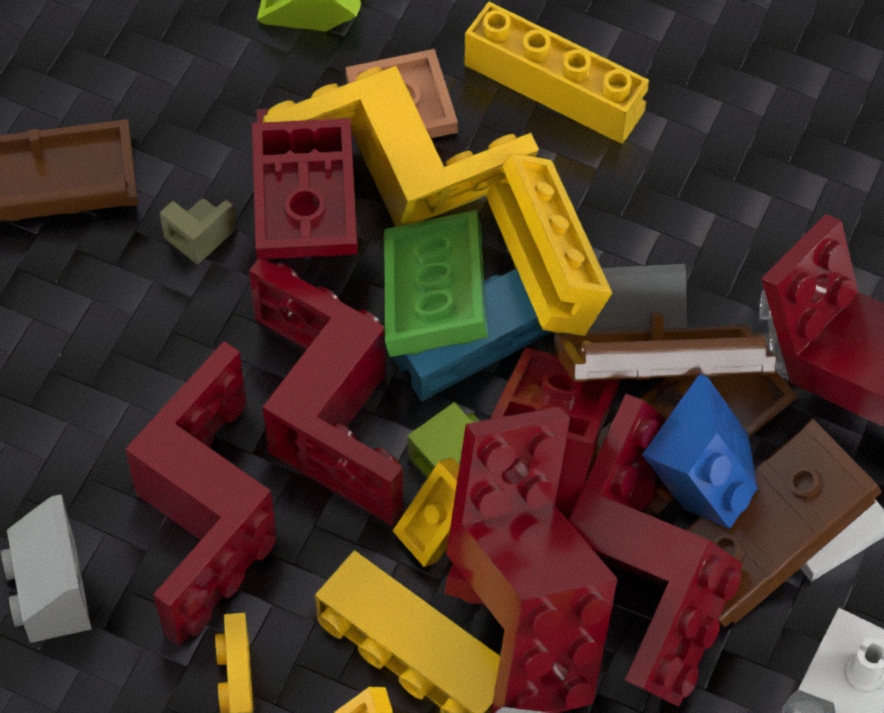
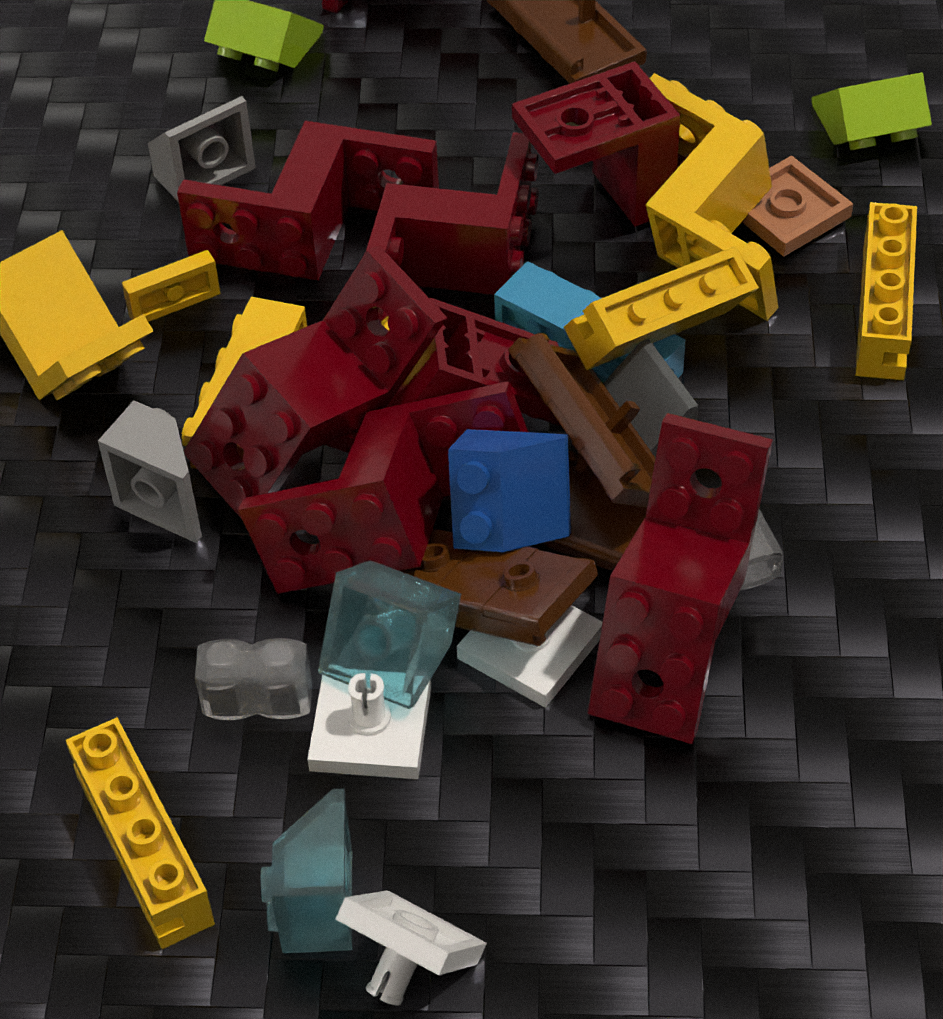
camera: 70 degrees right, 10 degrees down
(434, 284) = (578, 264): bright green plate -> none
(808, 614) = (388, 628): none -> clear light blue slope

